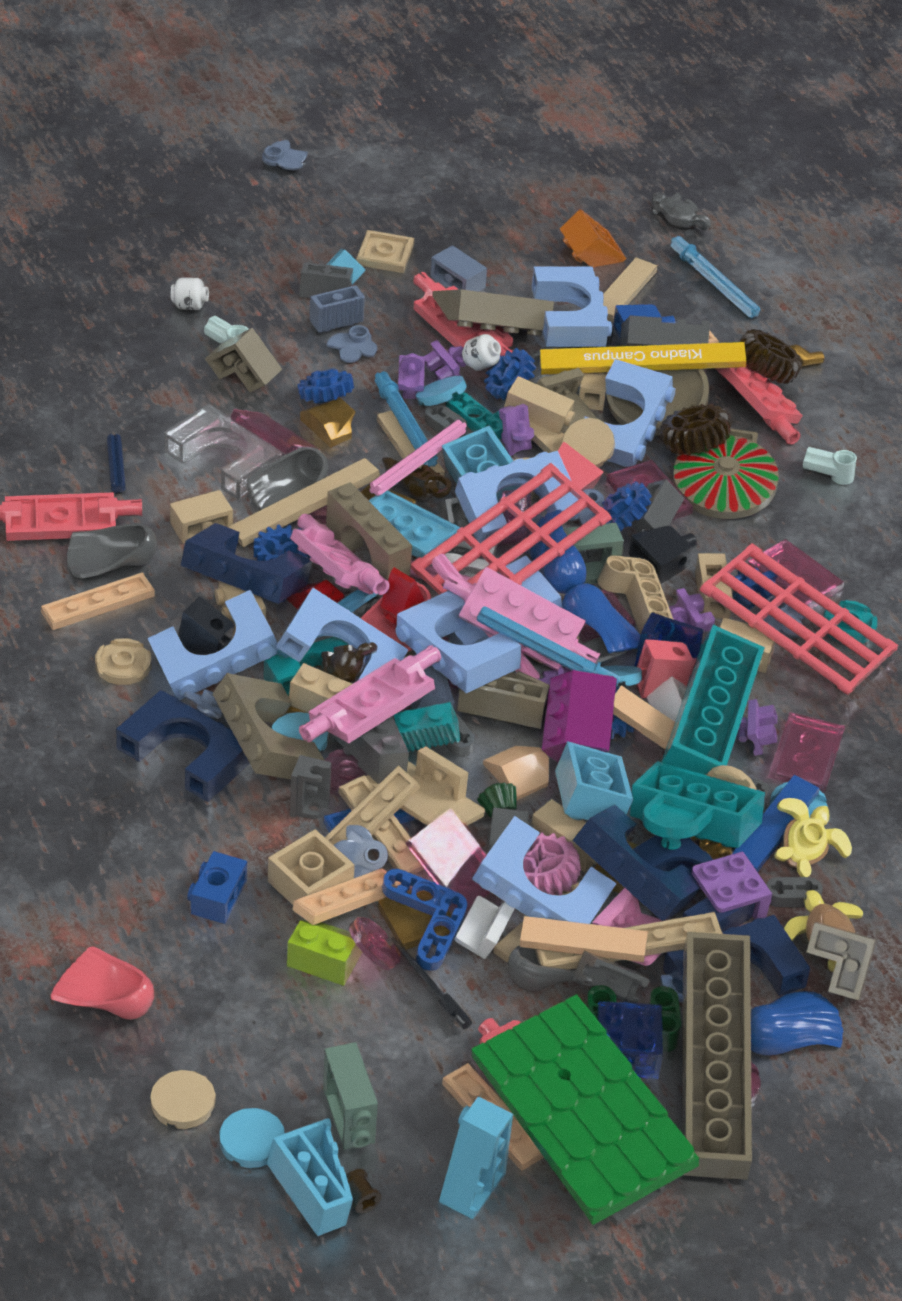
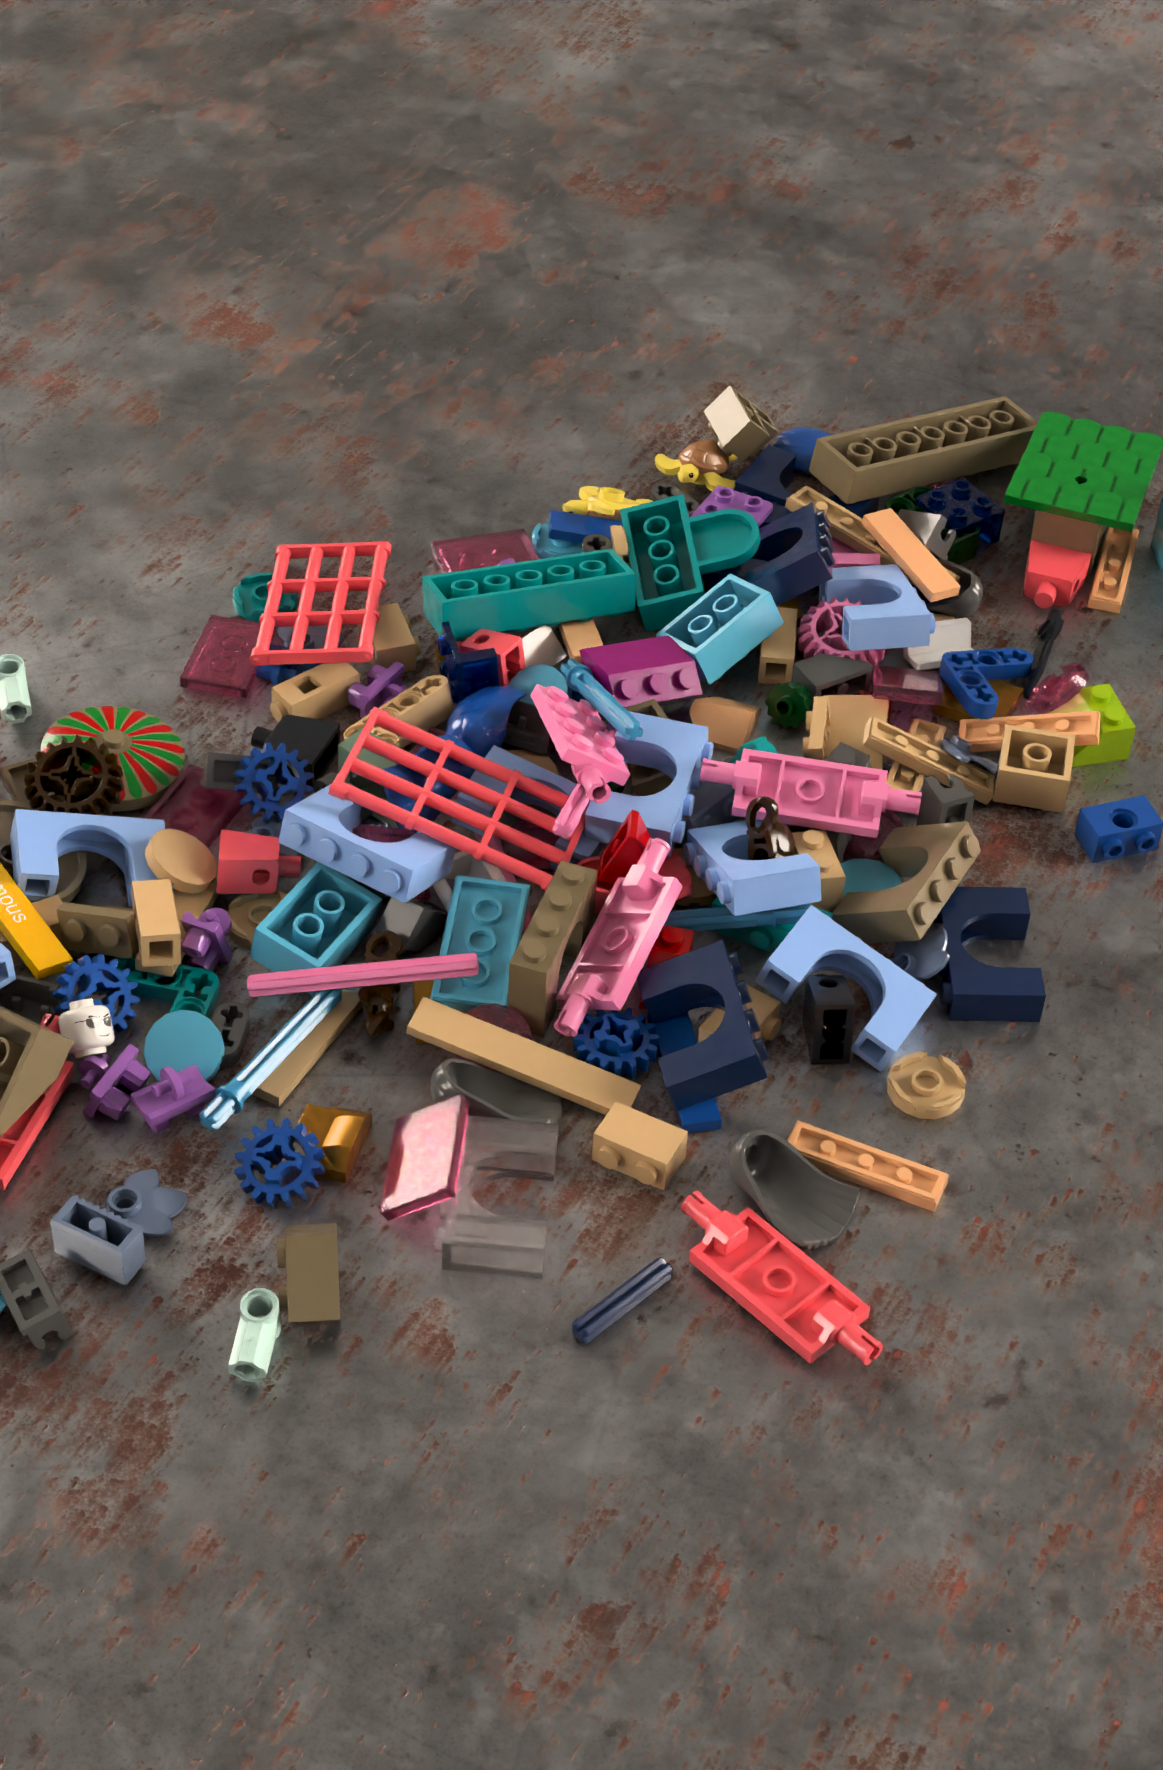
camera: 125 degrees left, 0 degrees up
(189, 294) = (201, 1436): white head -> none

